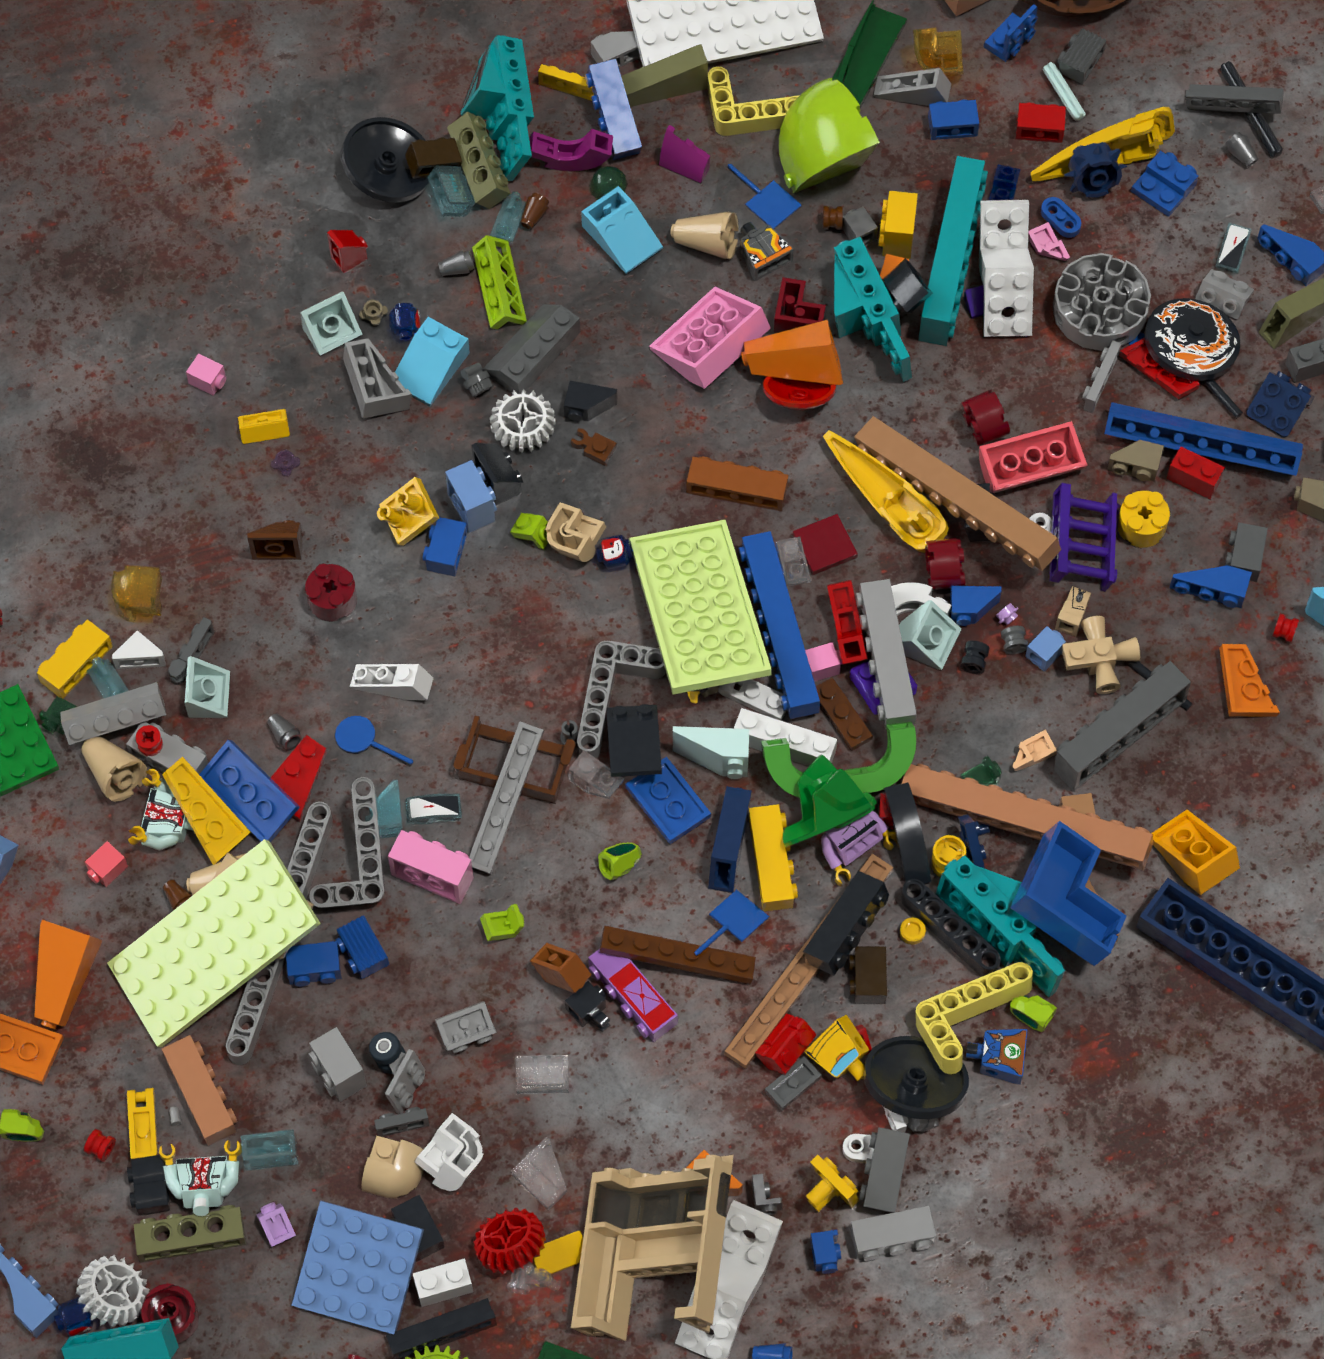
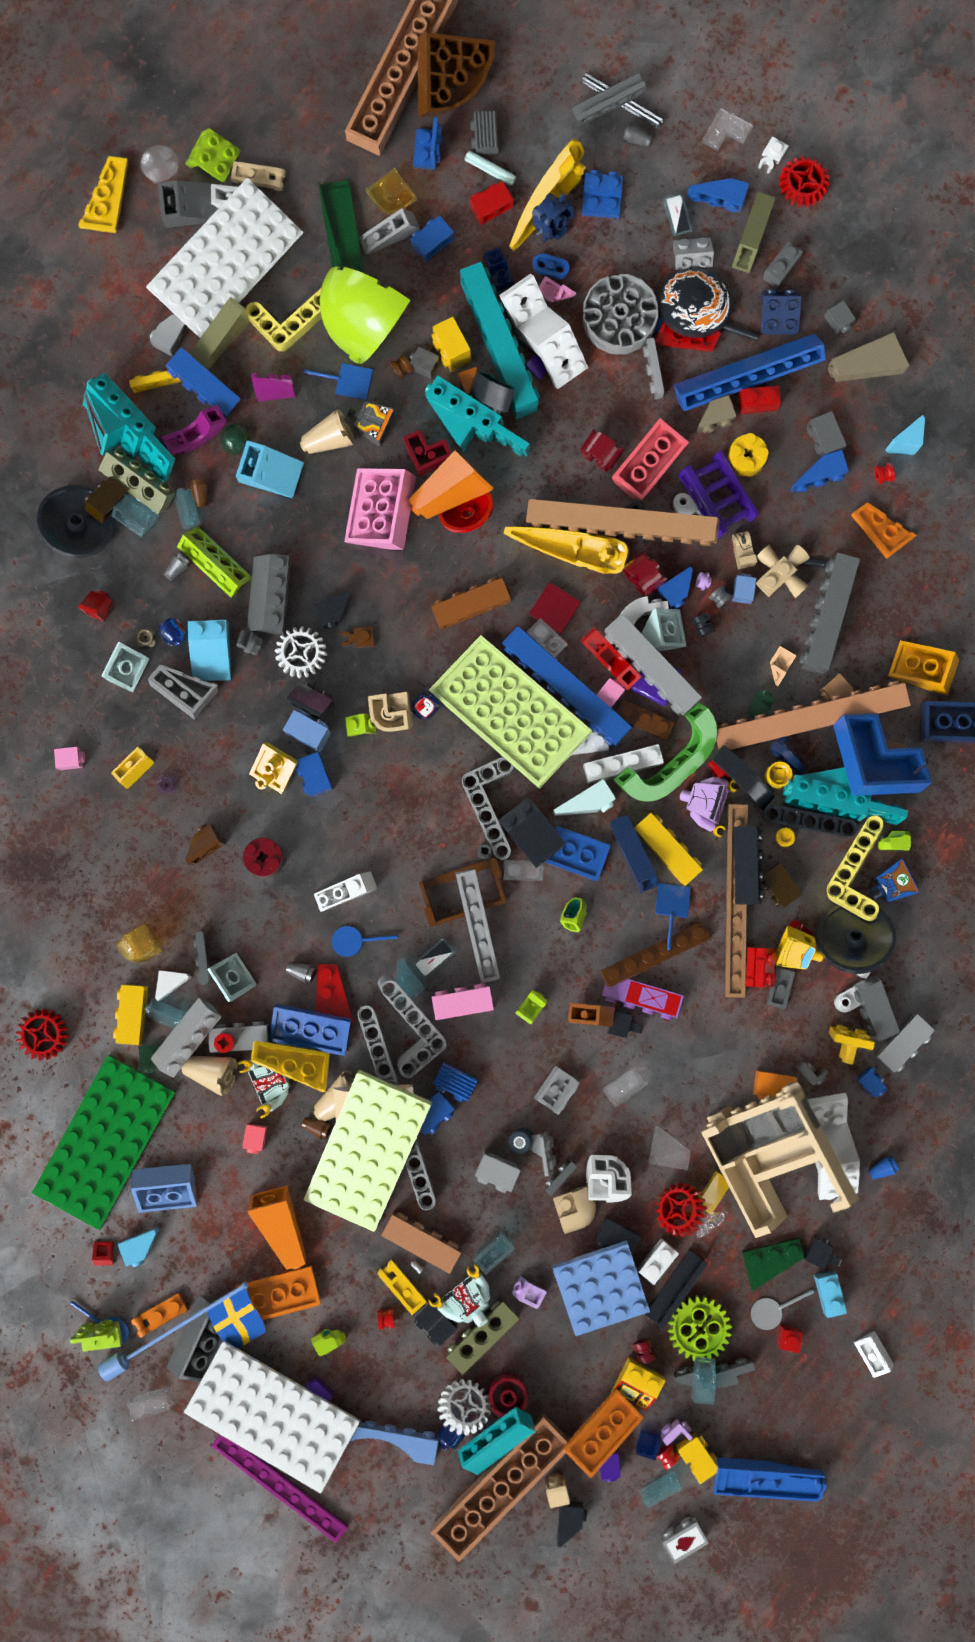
camera: 30 degrees left, 20 degrees up
(827, 801) = (686, 797): green piece -> none

